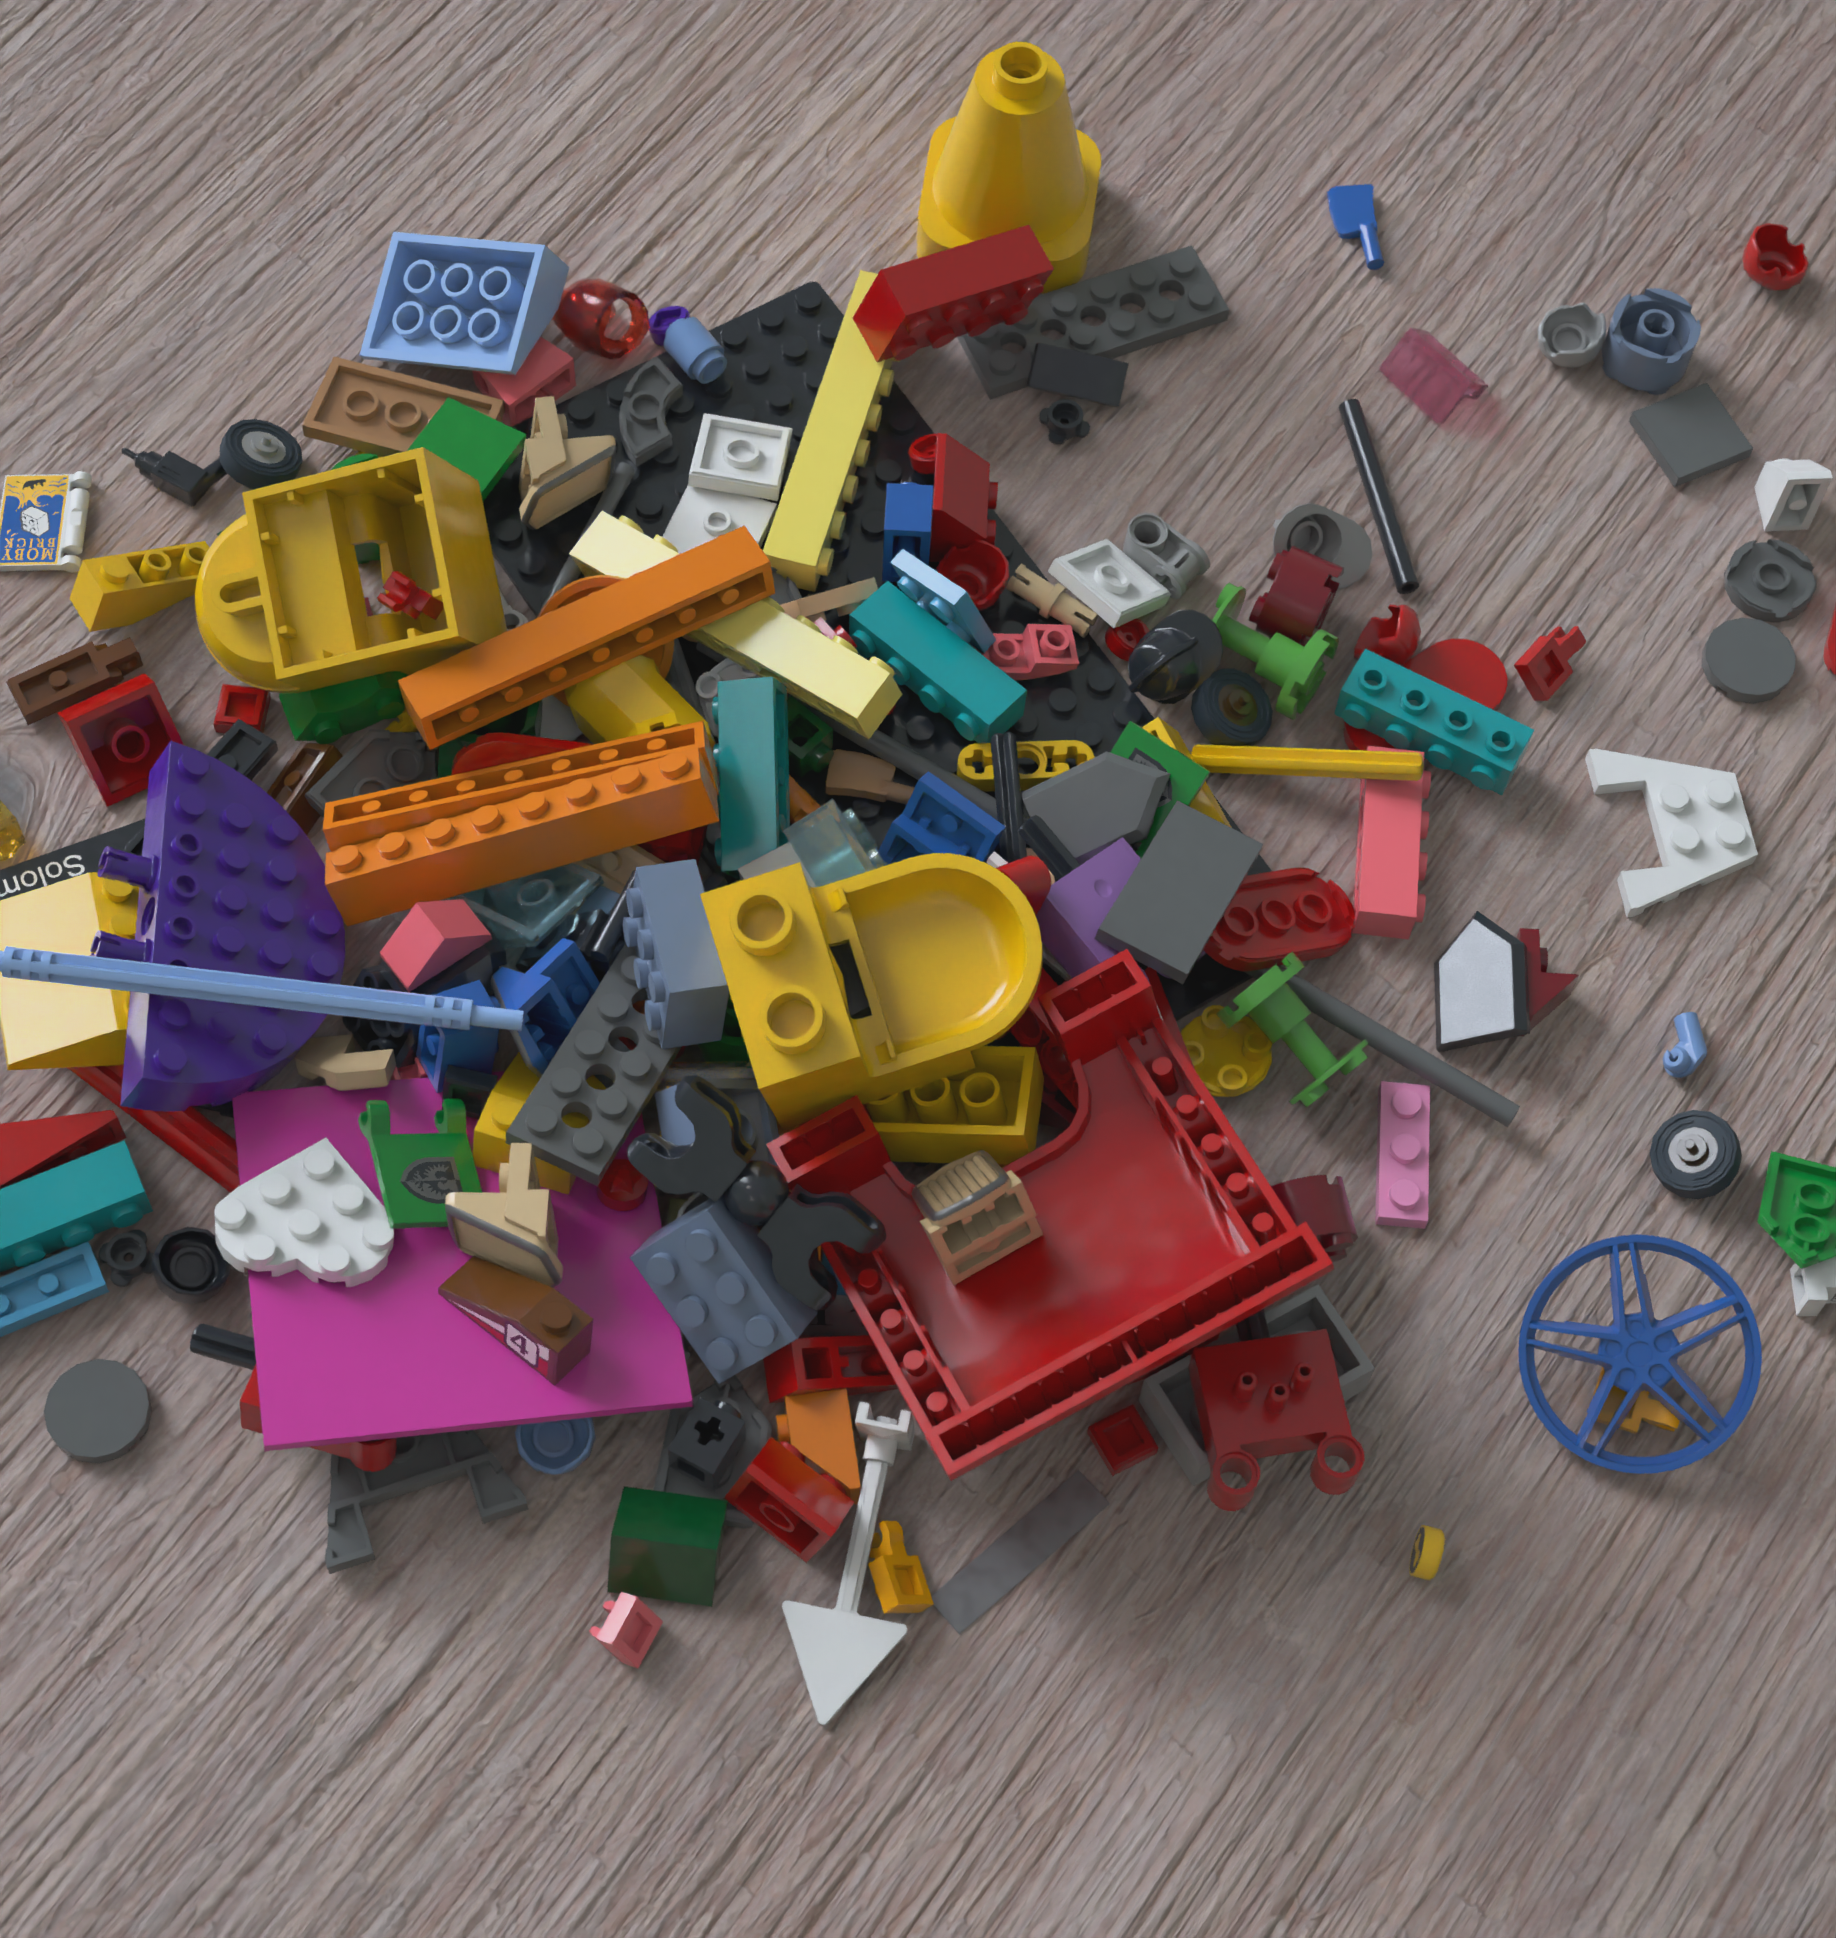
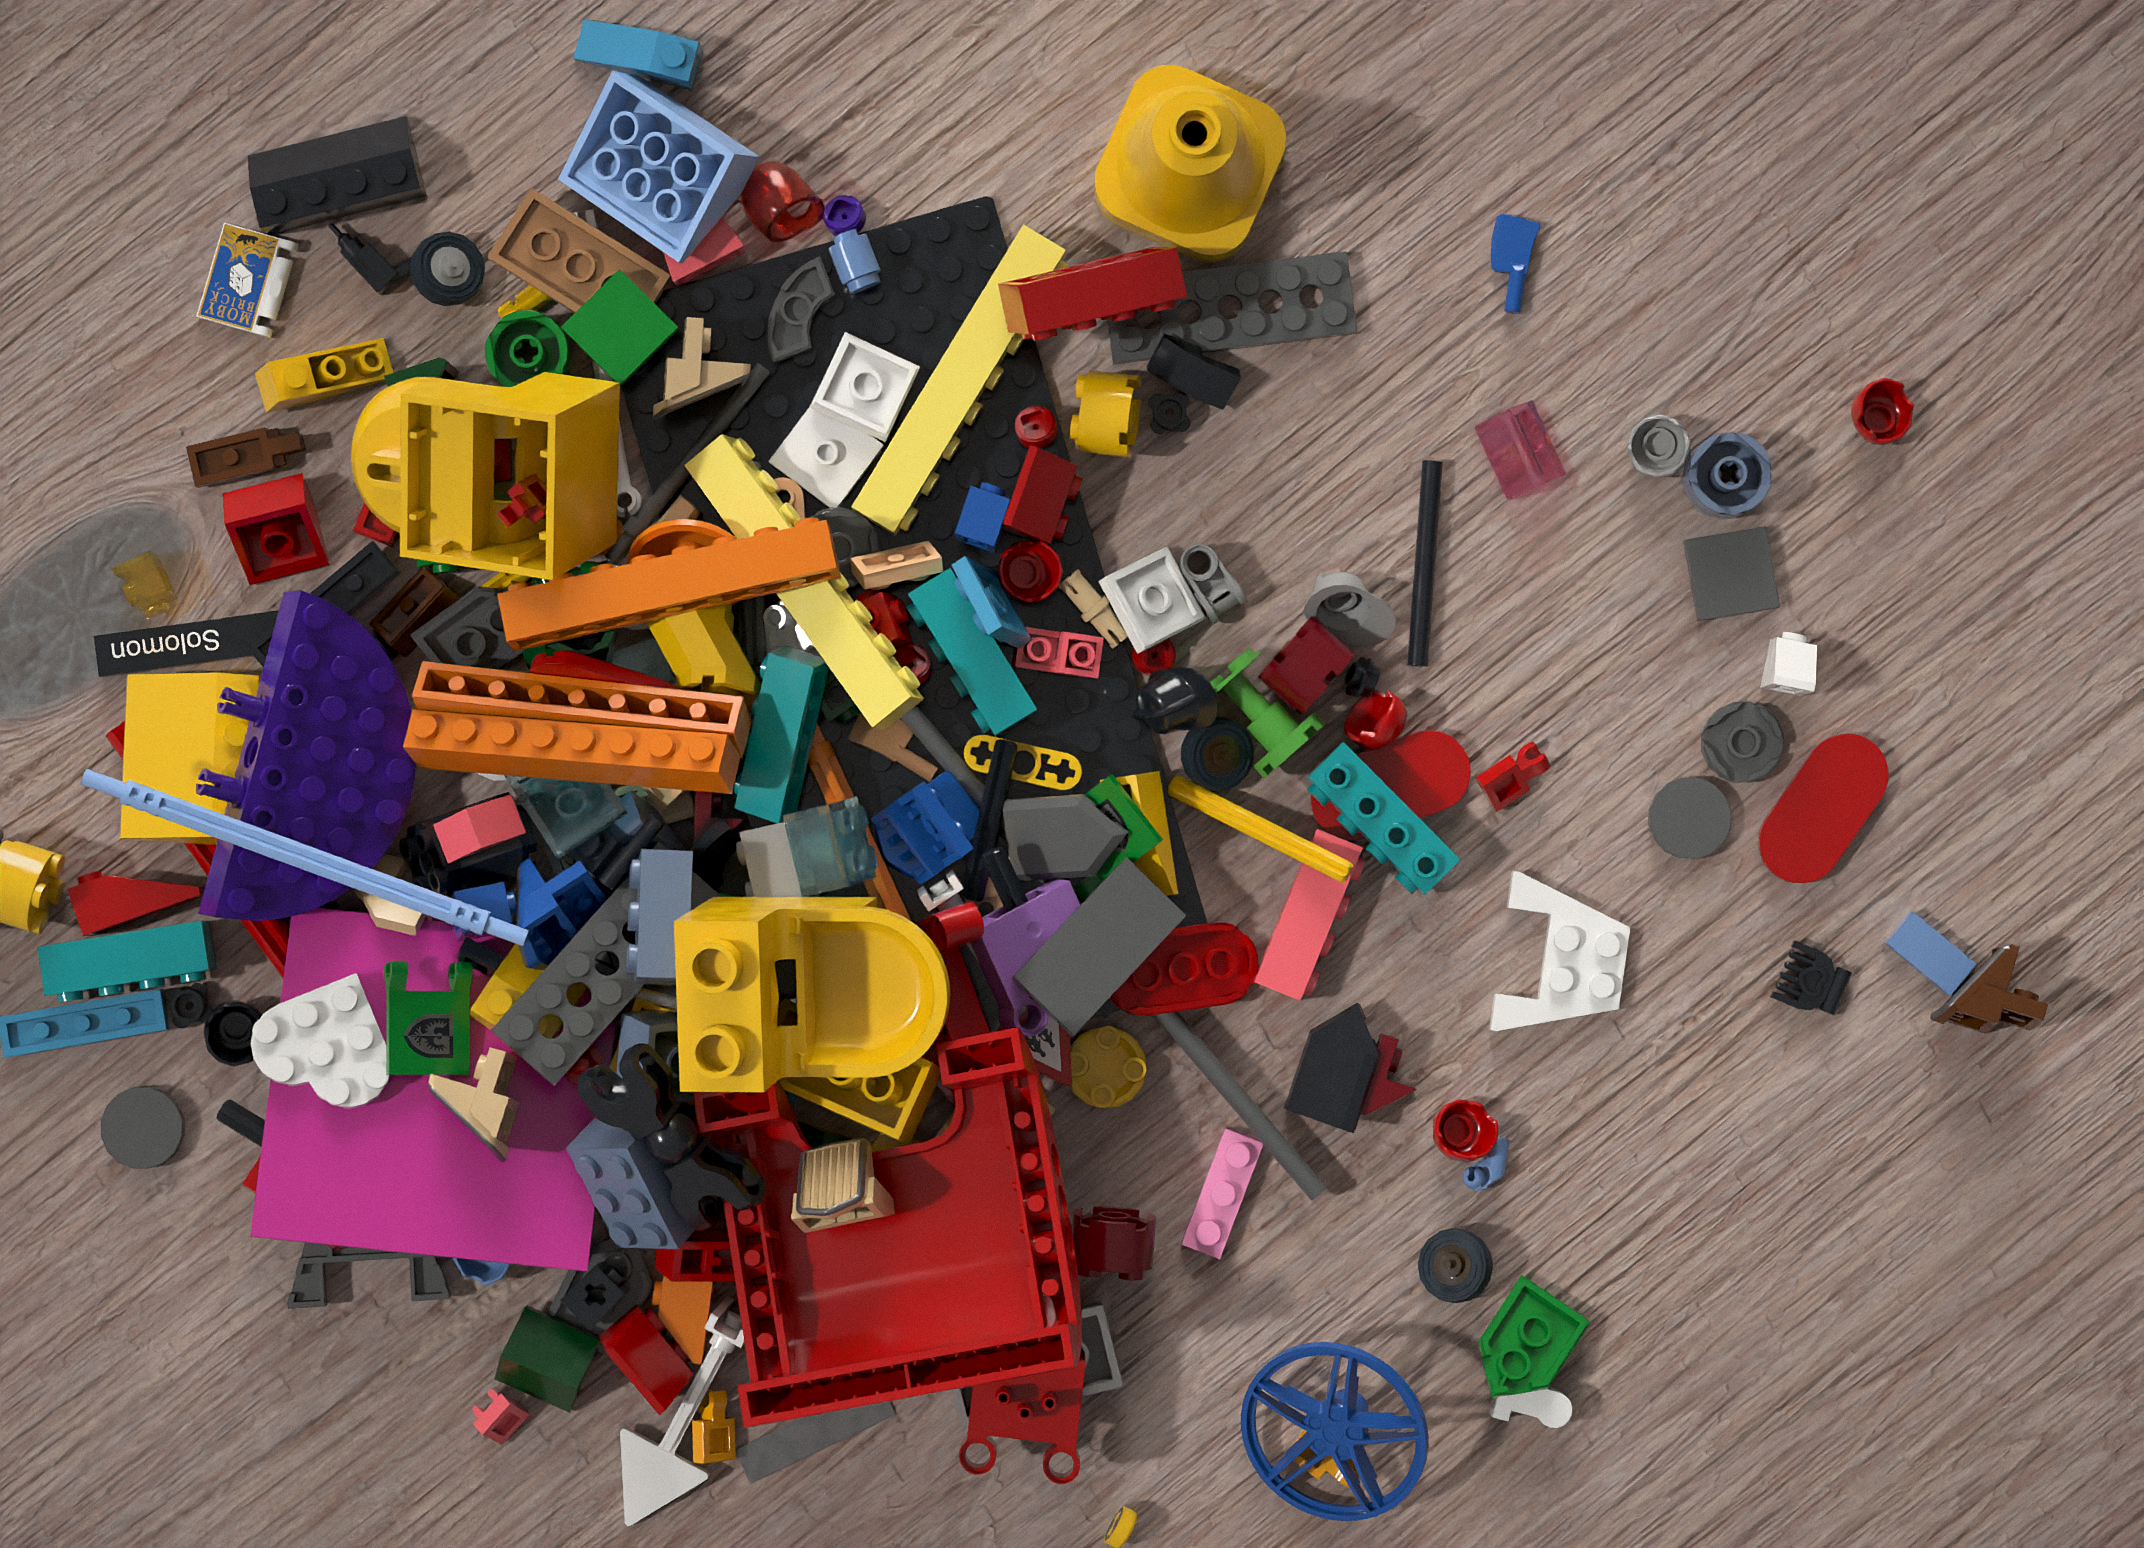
camera: 20 degrees right, 25 degrees up
(123, 408) = (335, 176): none -> black slope
(431, 215) = (640, 52): none -> dark azure slope
(522, 1316) = (467, 1170): reddish brown slope -> none
(1002, 421) = (1107, 413): none -> yellow brick
(1282, 1016) = (1153, 1067): bright green piece -> none
(1356, 607) = (1362, 678): none -> black plate
(1647, 1013) = (1464, 1131): none -> red hair

